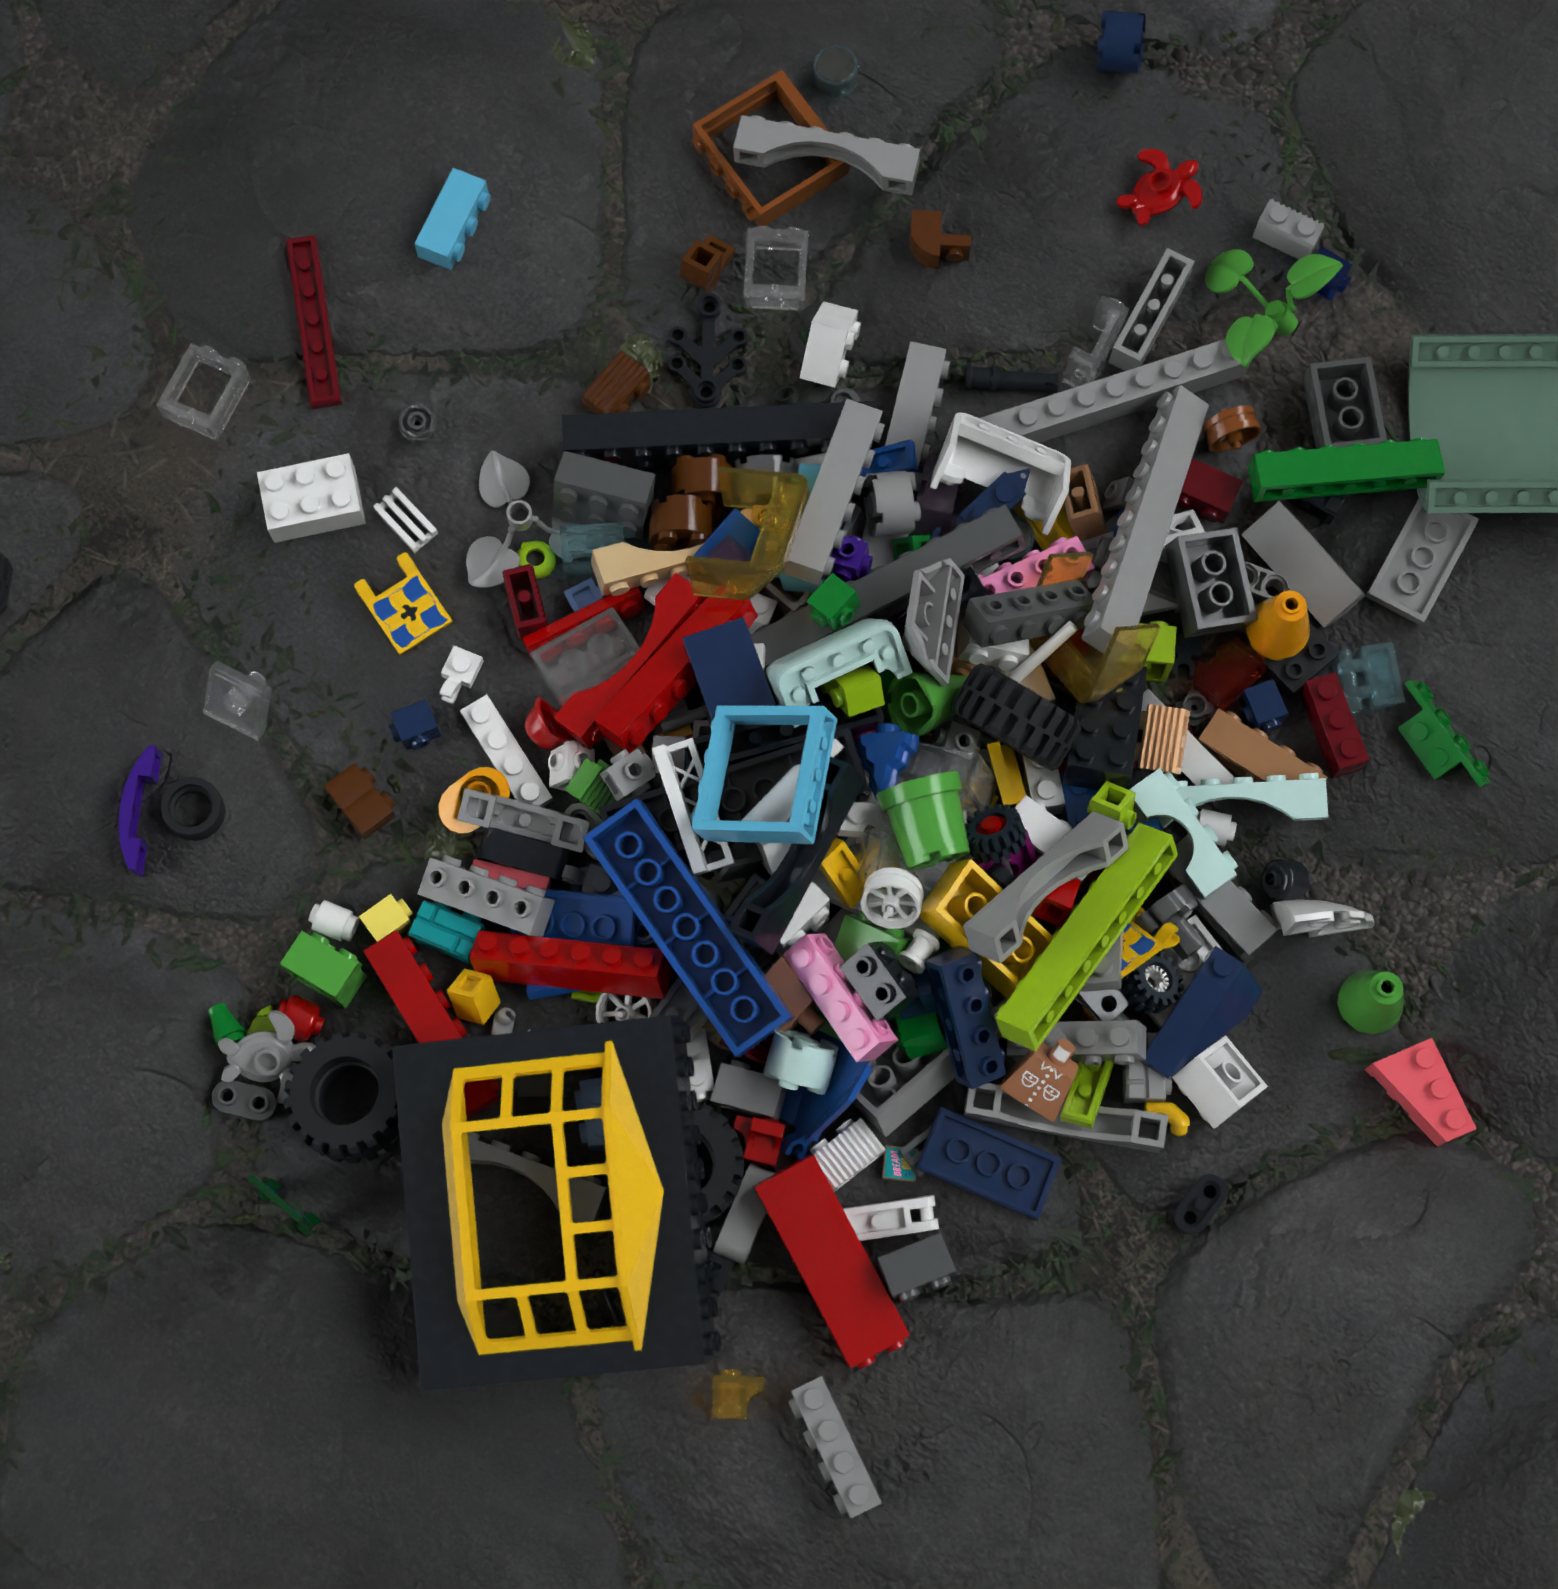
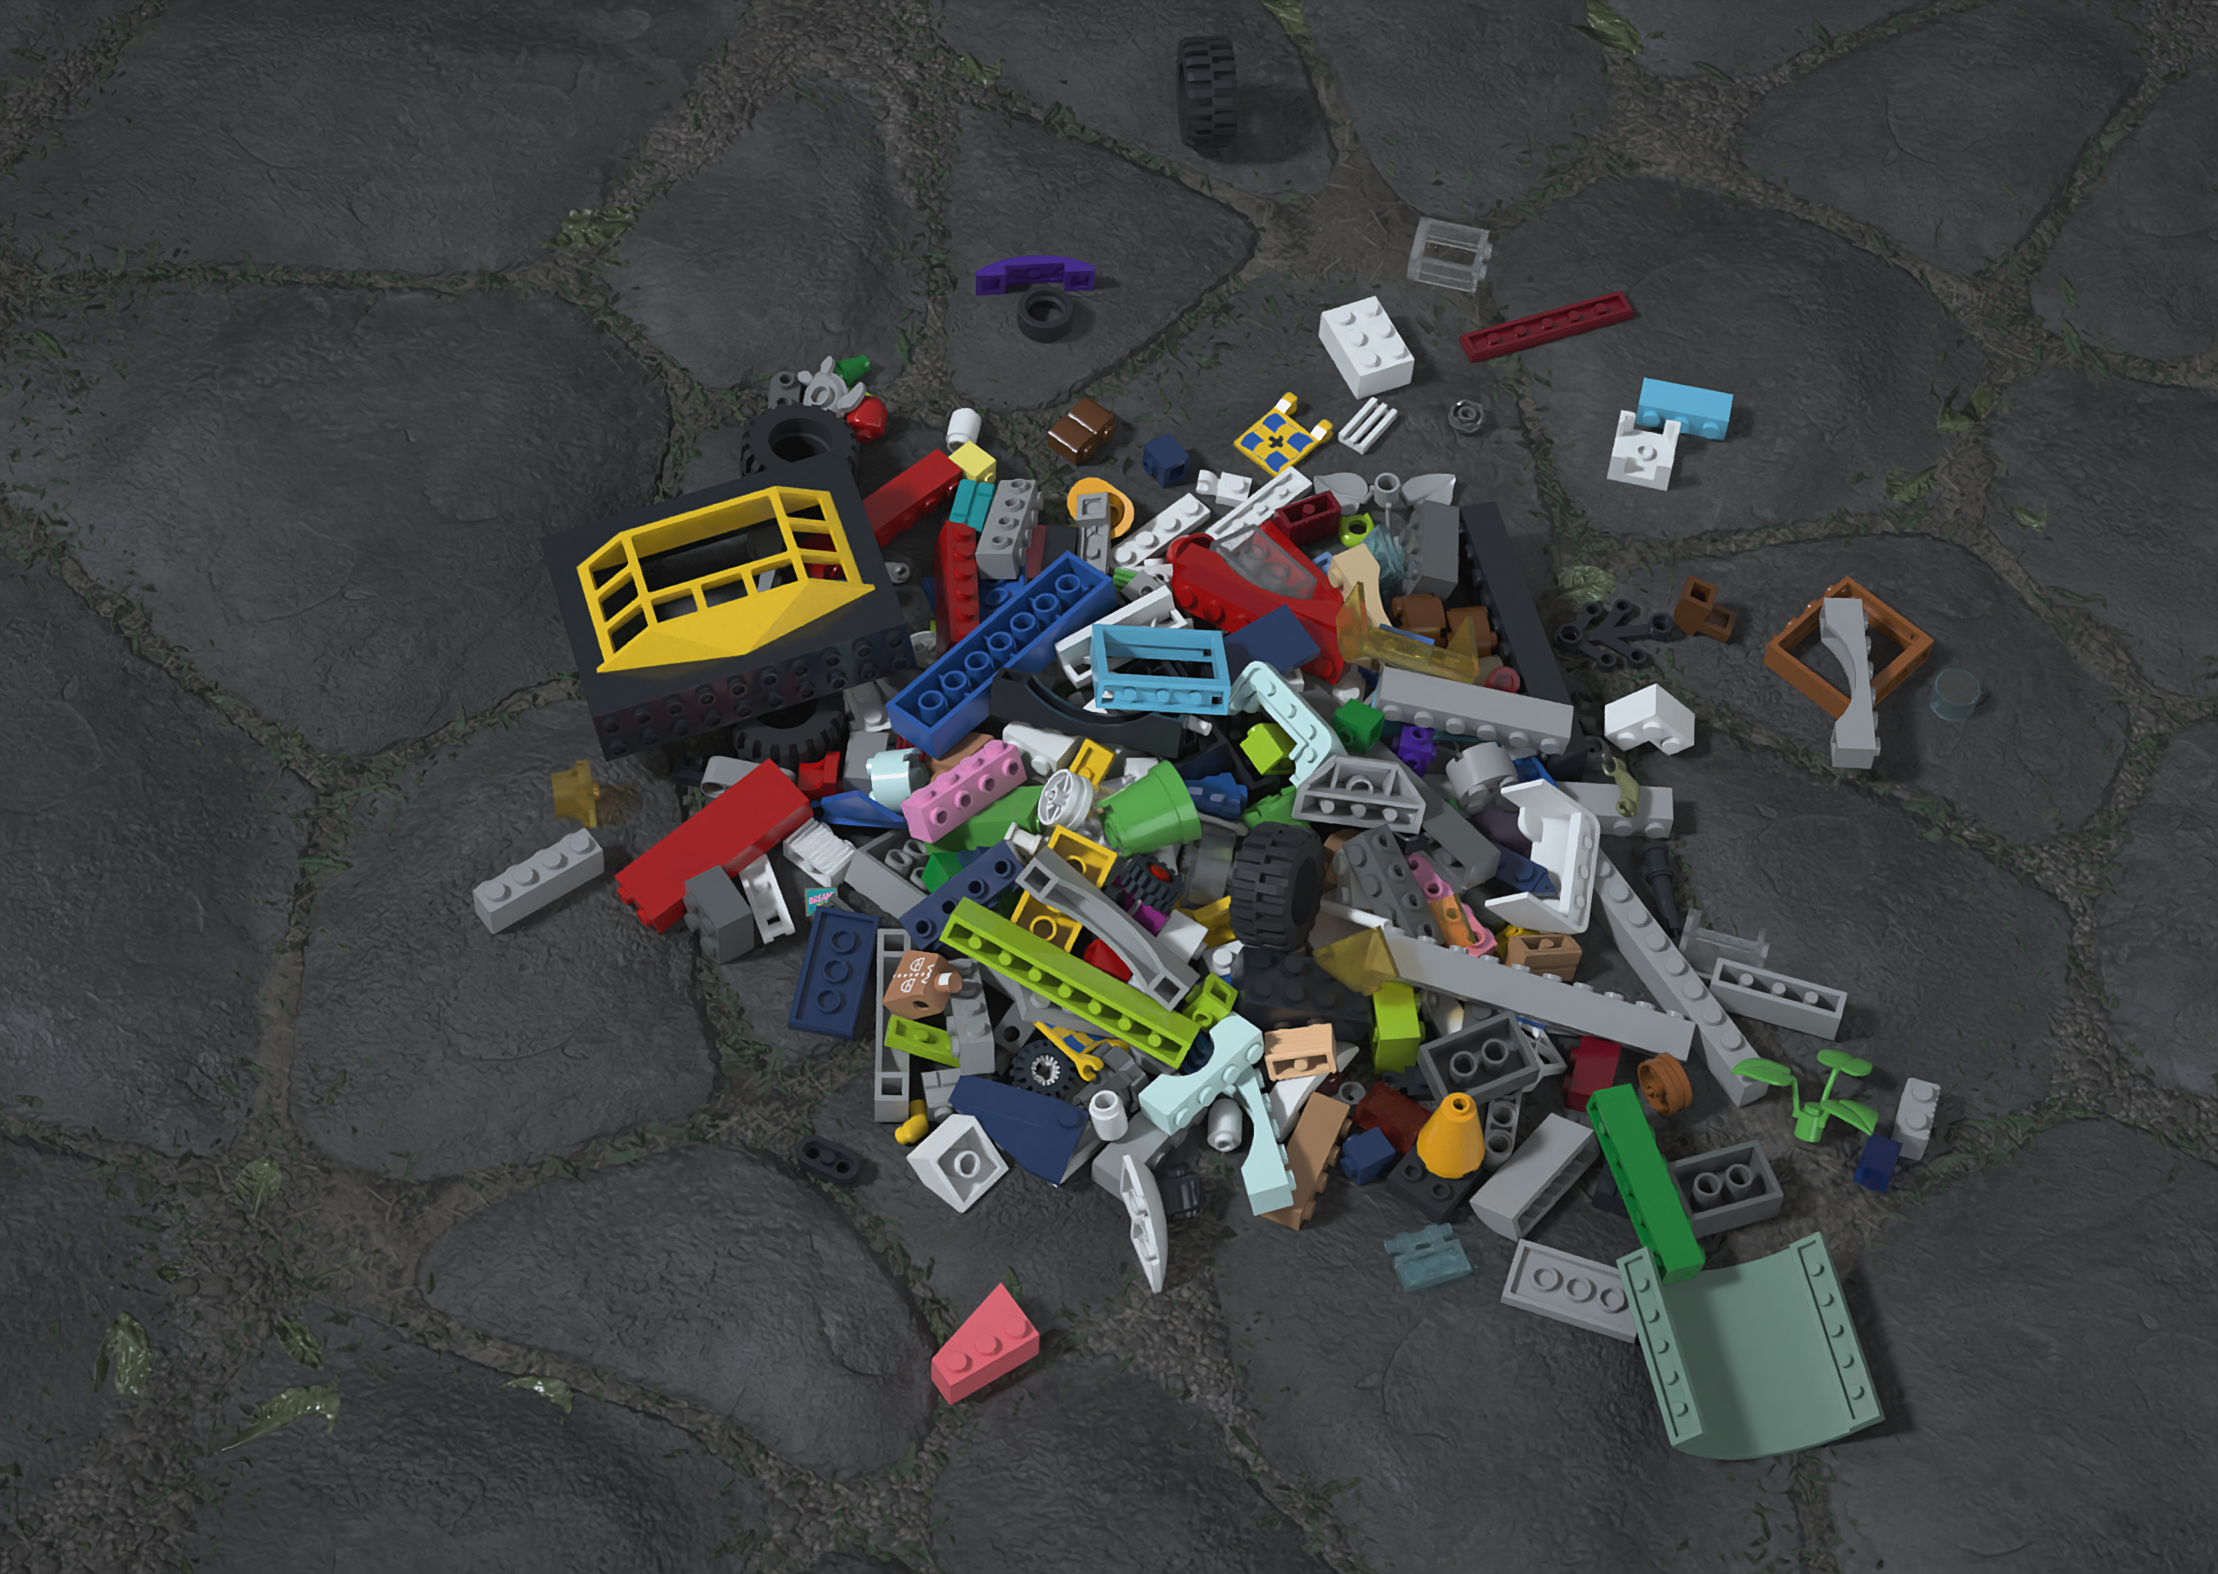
camera: 75 degrees right, 20 degrees down
(237, 699) = (1153, 323): clear tile -> none
(268, 1192) = (690, 420): dark green flag -> none
(324, 969) = (914, 422): bright green brick -> none
(473, 996) = (914, 543): yellow panel -> none
(496, 647) = (1259, 508): none -> white plate
(498, 270) = (1641, 455): none -> white panel
(617, 386) = (1550, 562): reddish brown brick -> none
(775, 296) = (1718, 650): clear window -> none
(784, 458) = (1503, 679): none -> dark red tile
(880, 980) = (983, 808): brick -> none
(912, 377) = (1630, 794): none -> olive arm
(930, 245) = (1796, 797): reddish brown brick -> none
(930, 739) = (1240, 828): none -> white hinge
(1121, 42) = (2077, 933): dark blue brick -> none
(1163, 188) = (1923, 995): red animal -> none
(1207, 925) = (1108, 1116): none -> white brick
(1334, 725) = (1362, 1221): dark red brick -> none
(1371, 1001) = (1073, 1290): bright green cone -> none
(1436, 741) = (1375, 1327): green bracket -> none

